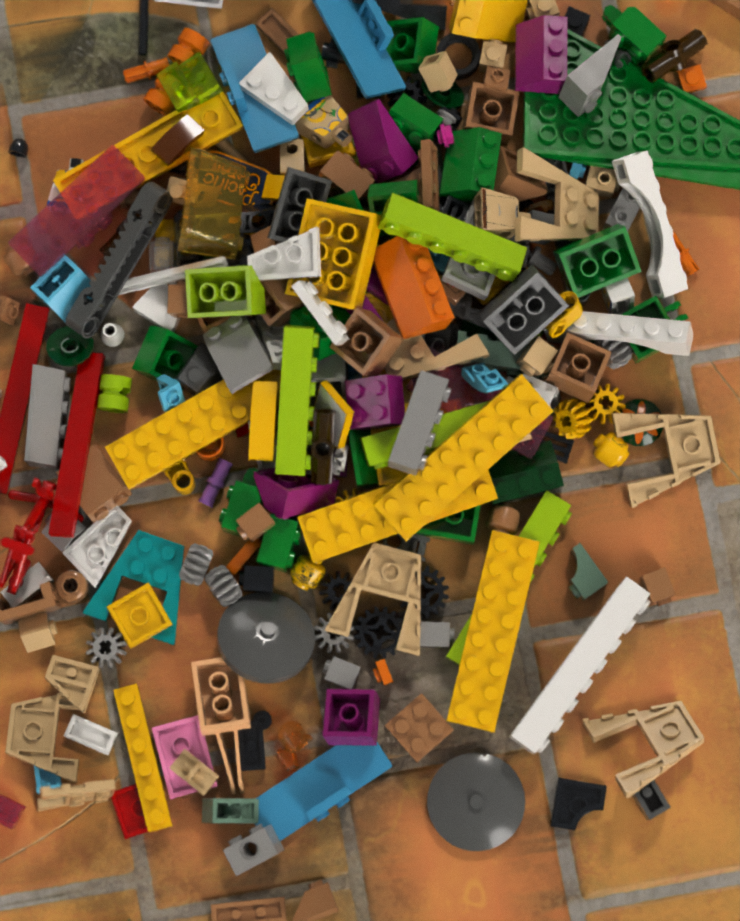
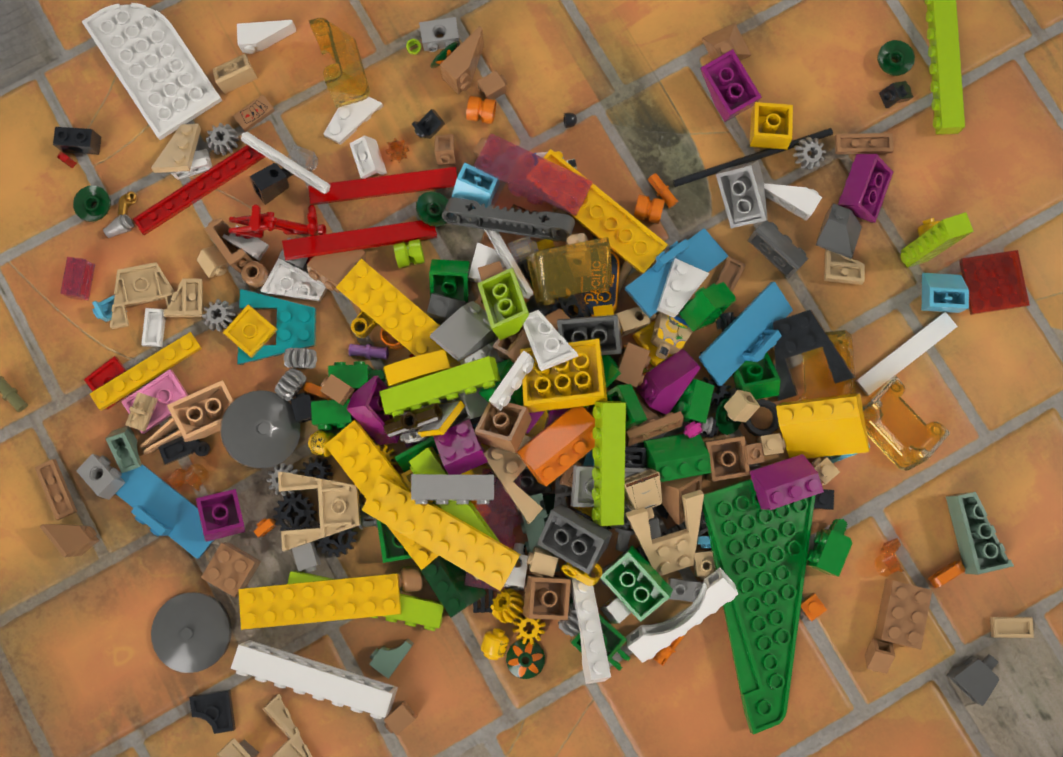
camera: 75 degrees right, 0 degrees up
(46, 417) = (373, 209): light grey slope -> none
(75, 795) = (94, 330): tan wing -> none
(114, 339) = (454, 240): white cone -> none
(170, 392) = (417, 293): medium azure bracket -> none
(177, 139) = (614, 227): reddish brown slope -> none
(189, 44) = (689, 214): orange wheel -> none
(189, 82) = (661, 221): clear neon green slope -> none
(341, 672) = (255, 495): light grey brick -> none
(483, 379) = (508, 525): medium azure slope -> none
(542, 206) = (663, 522): clear orange tile -> none
(586, 81) = (772, 524): light grey slope -> none
(620, 55) = (810, 549): flat silver hand -> none
(673, 55) = (826, 587): dark brown piece -> none
(689, 445) = (521, 704): tan wing -> none

